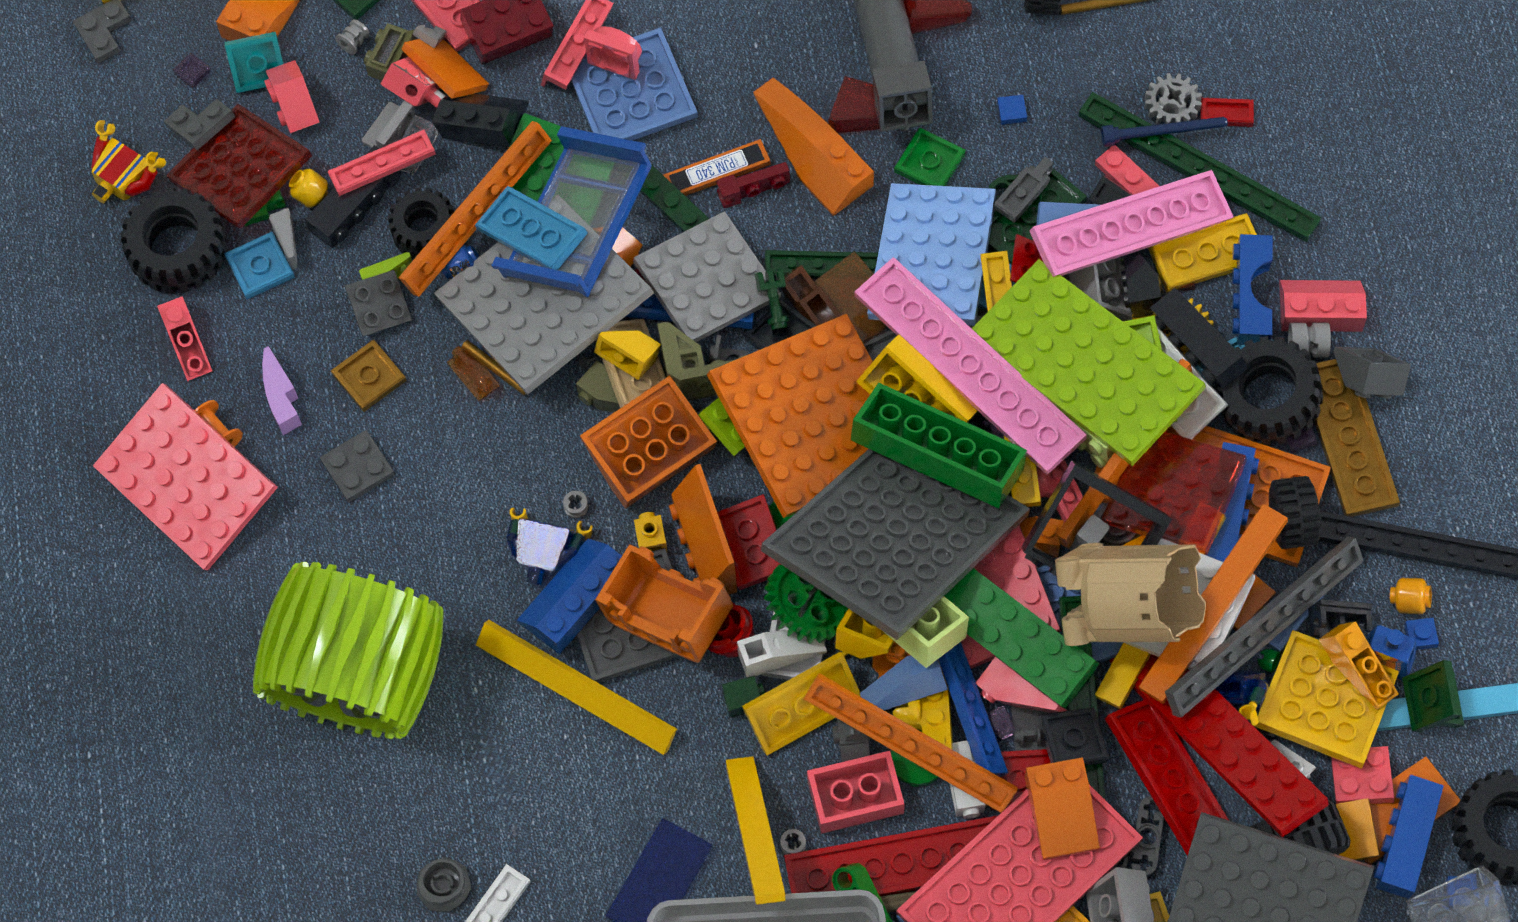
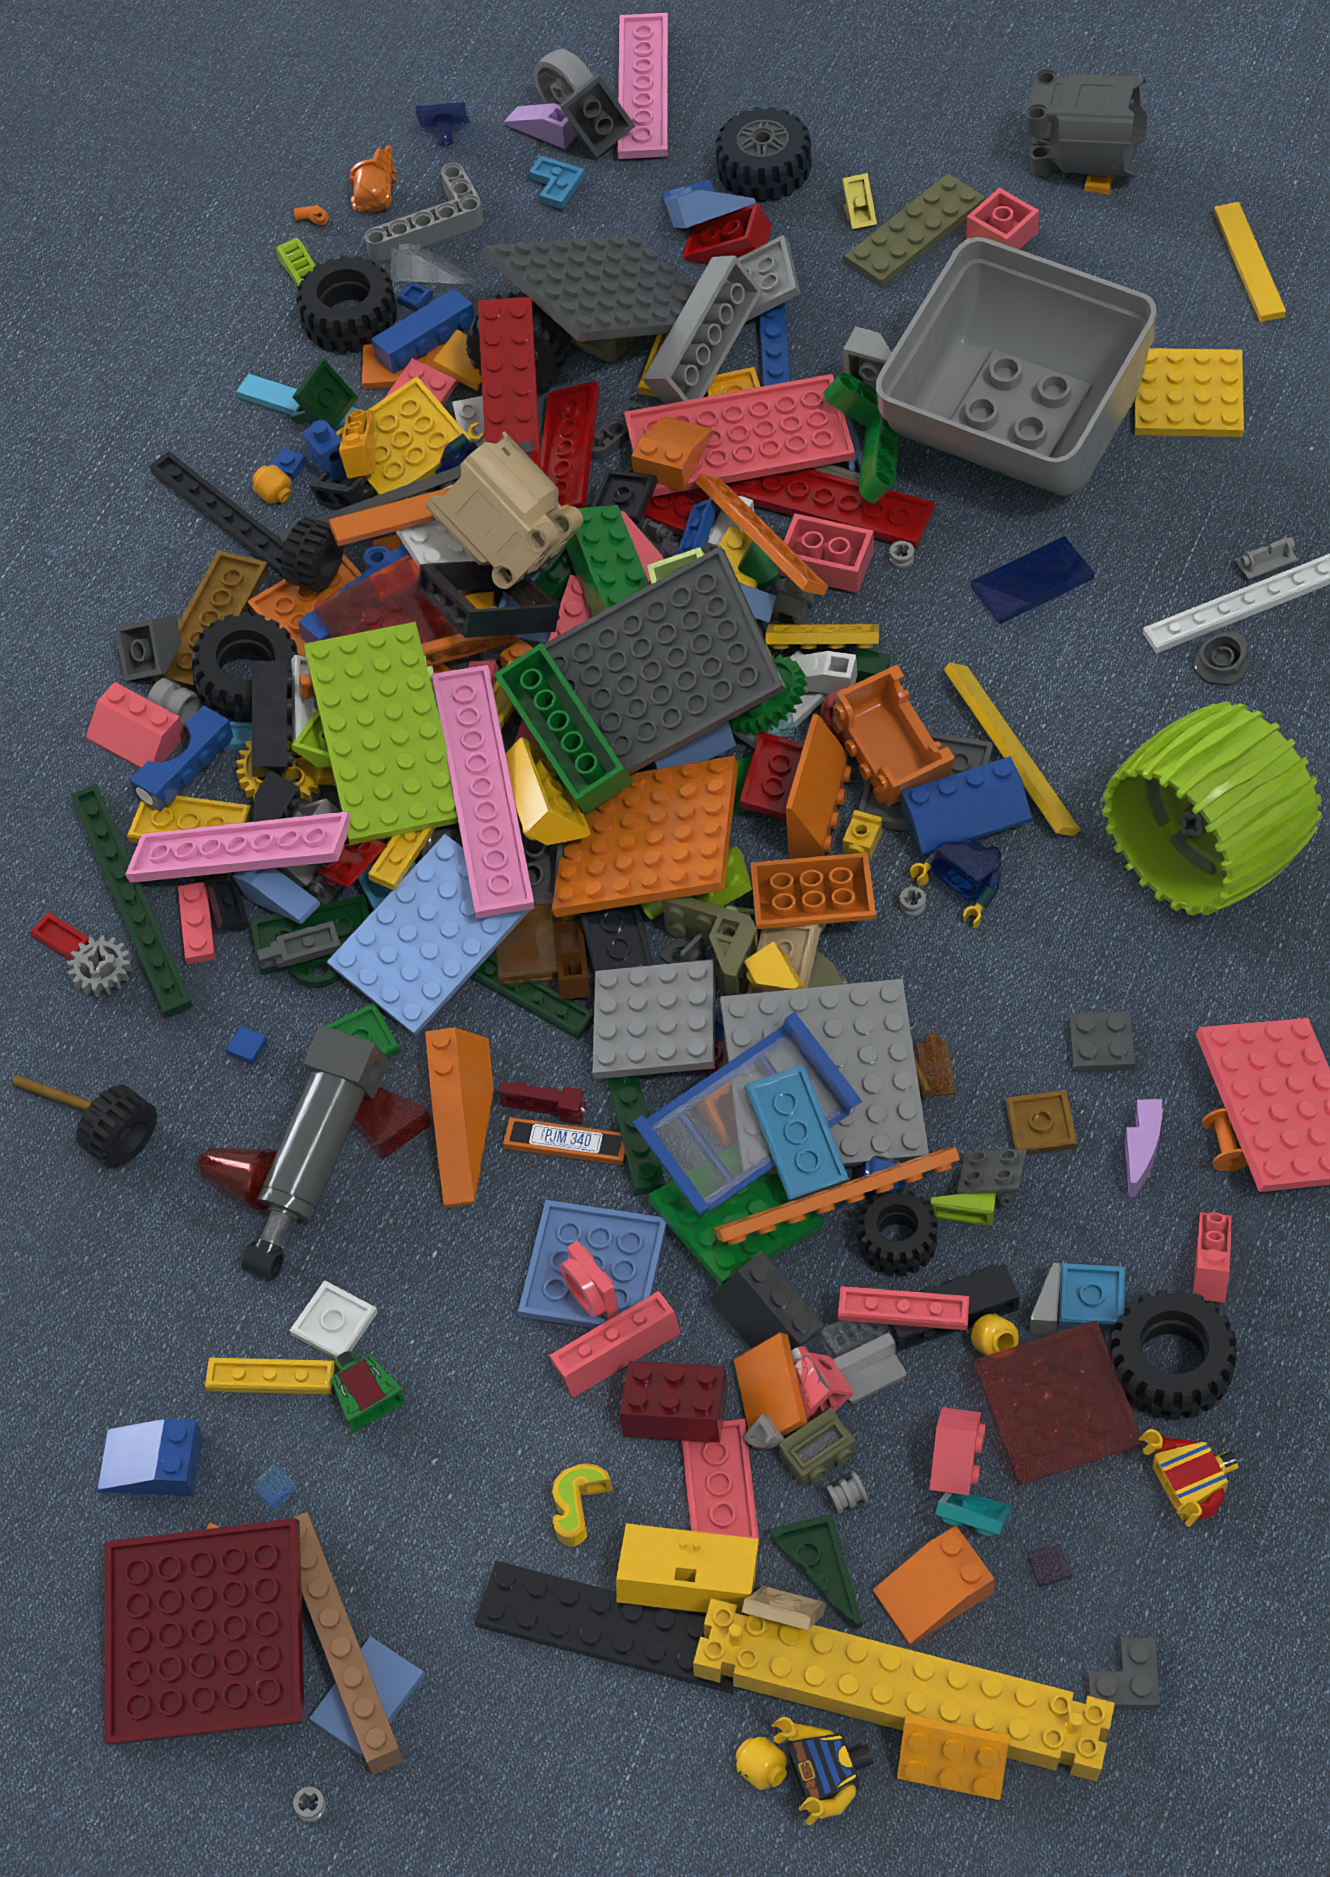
camera: 145 degrees left, 10 degrees down
(201, 128) = (1080, 1474): dark grey plate -> none
(755, 831) = (935, 523): yellow tile -> none
(777, 321) = (605, 970): dark green hinge -> none
(1112, 135) = (183, 957): dark blue piece -> none

